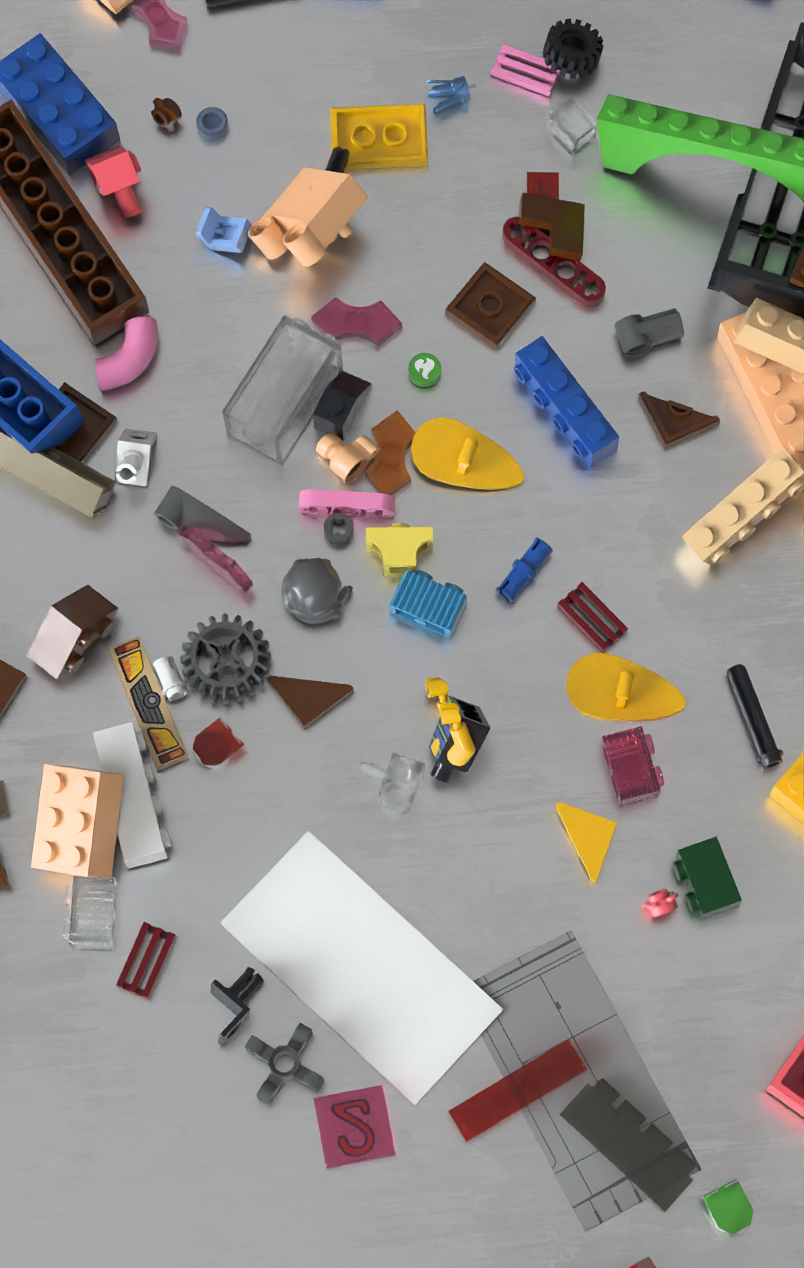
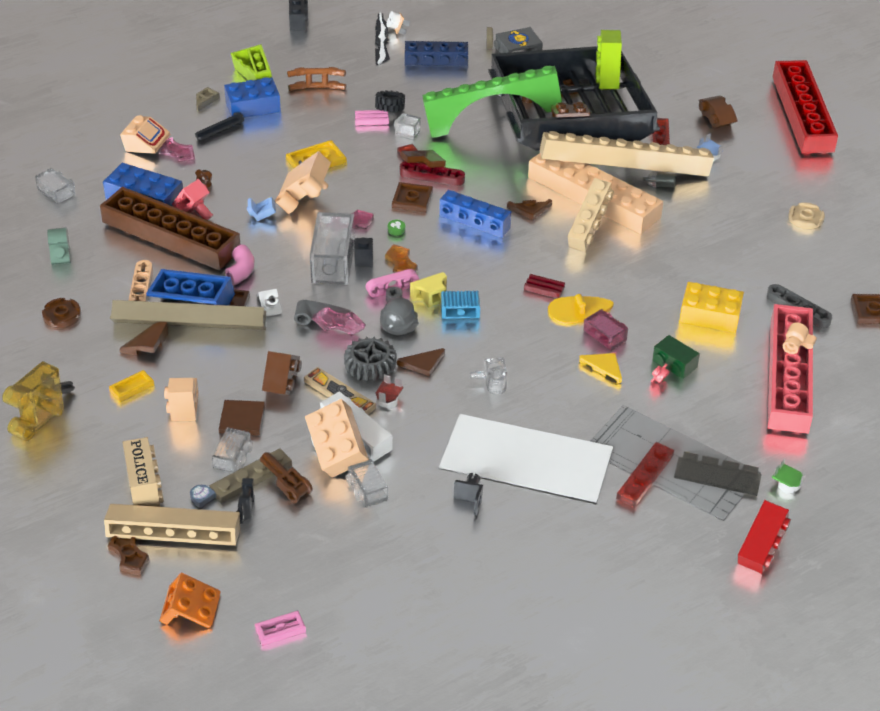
camera: 30 degrees left, 30 degrees down
(132, 958) = (408, 482): dark red tile -> none
(173, 686) = (348, 379): white pin -> none
(212, 123) = (229, 177): sand blue tile -> none
(270, 1055) = (516, 506): dark grey pin -> none
(347, 460) = (380, 267): light nougat piece -> none
(354, 1127) = (571, 522): clear pink tile -> none
(457, 87) = (344, 130): flat silver piece -> none
(457, 734) = (511, 338): torso -> none
(463, 456) = (438, 250): yellow shield -> none
(524, 569) = (498, 279): blue pin -> none
(640, 333) = (493, 182): dark grey piece -> none
(754, 717) = (667, 303): black axle -> none

